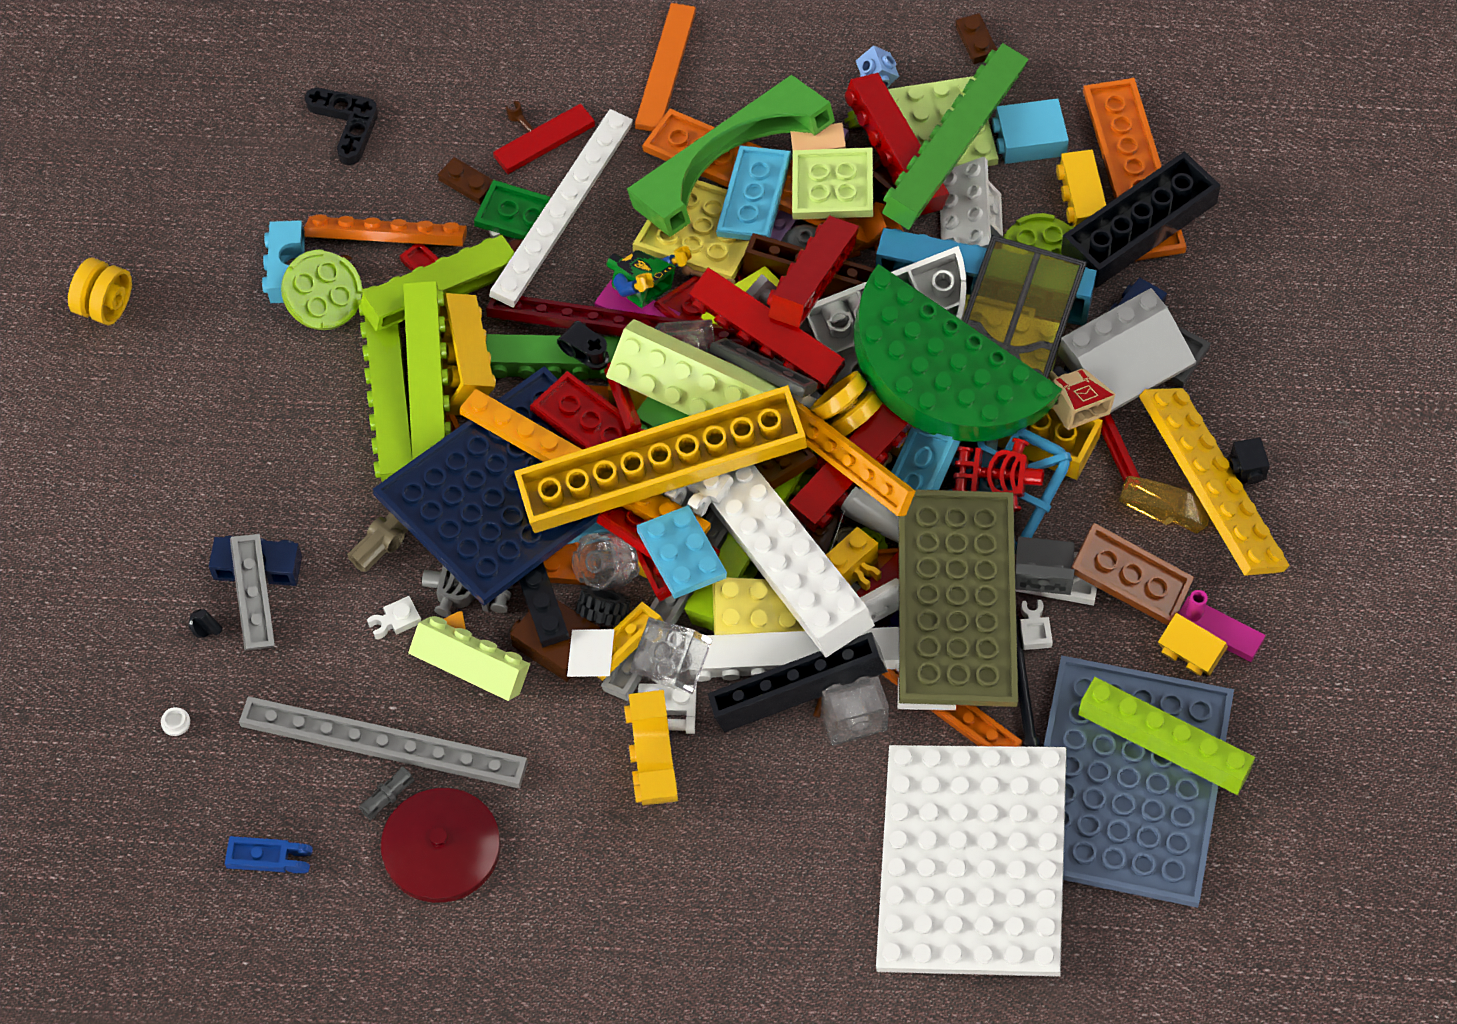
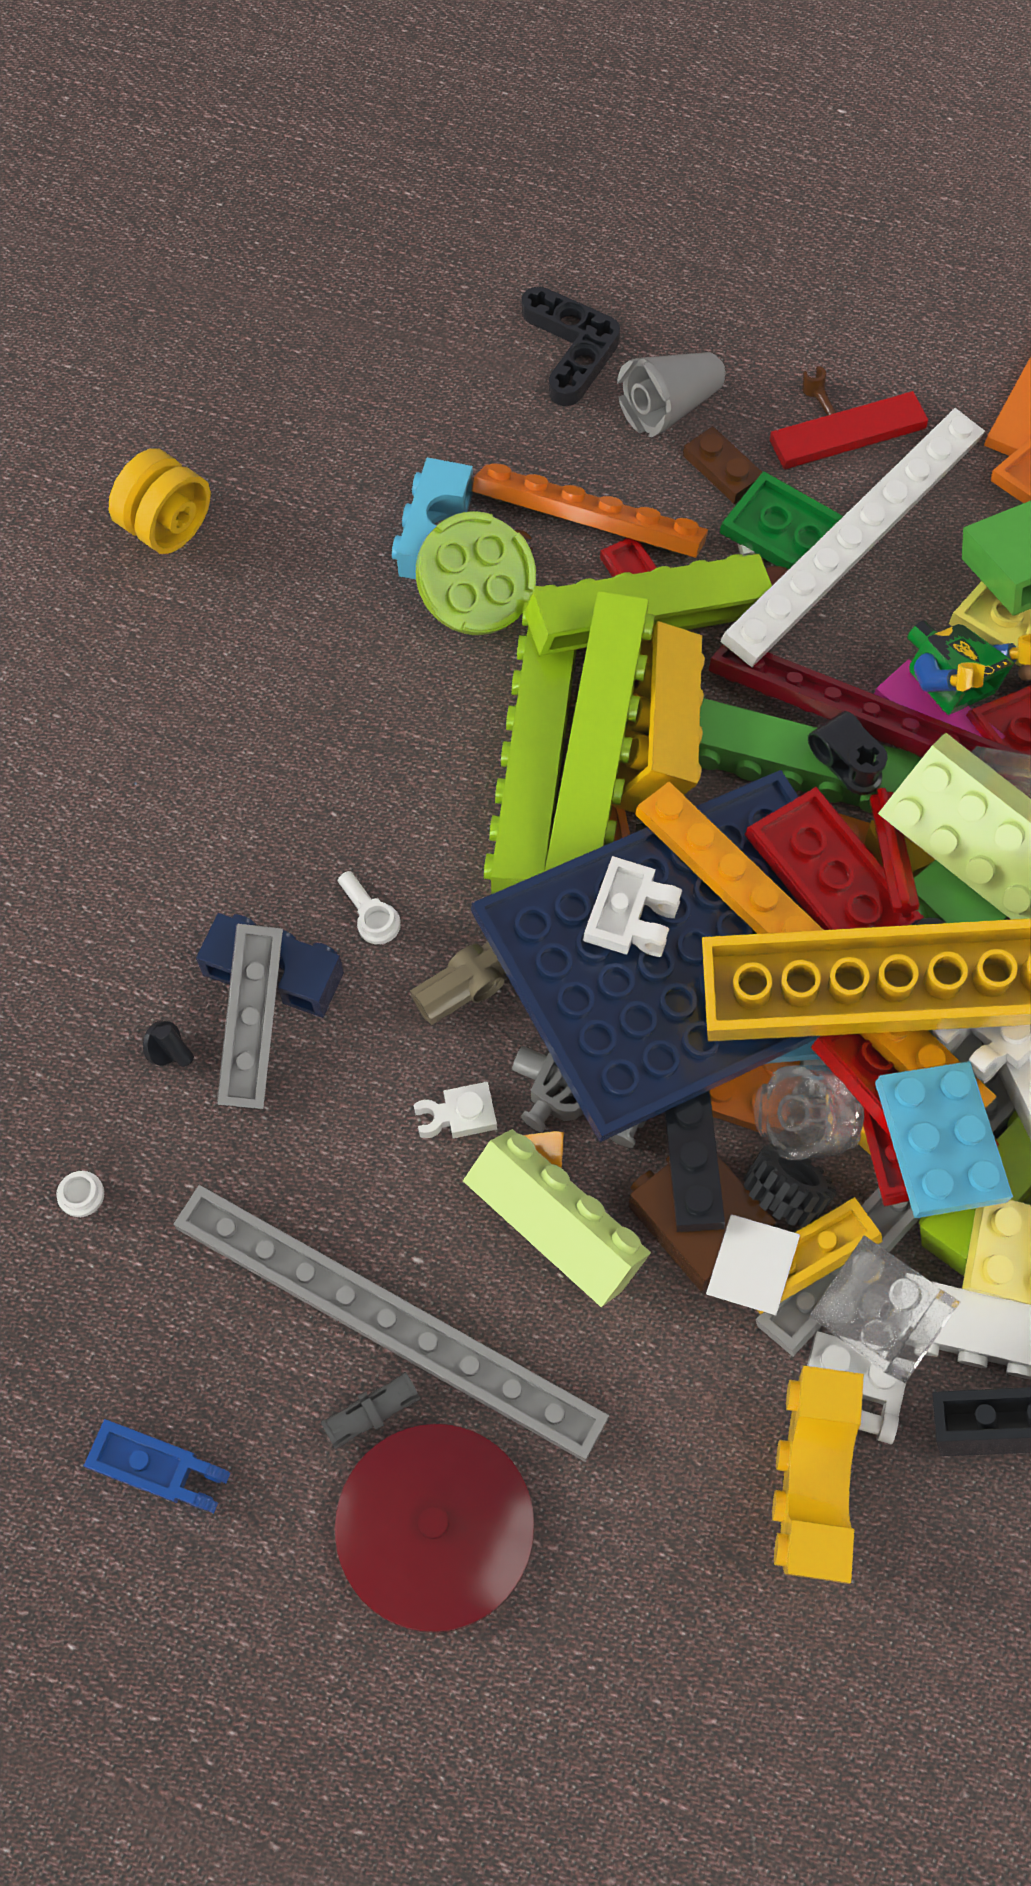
camera: 15 degrees right, 5 degrees up
(314, 518) = (376, 920): none -> white plate
(418, 139) = (667, 388): none -> light grey cone
(463, 466) = (619, 906): none -> white plate

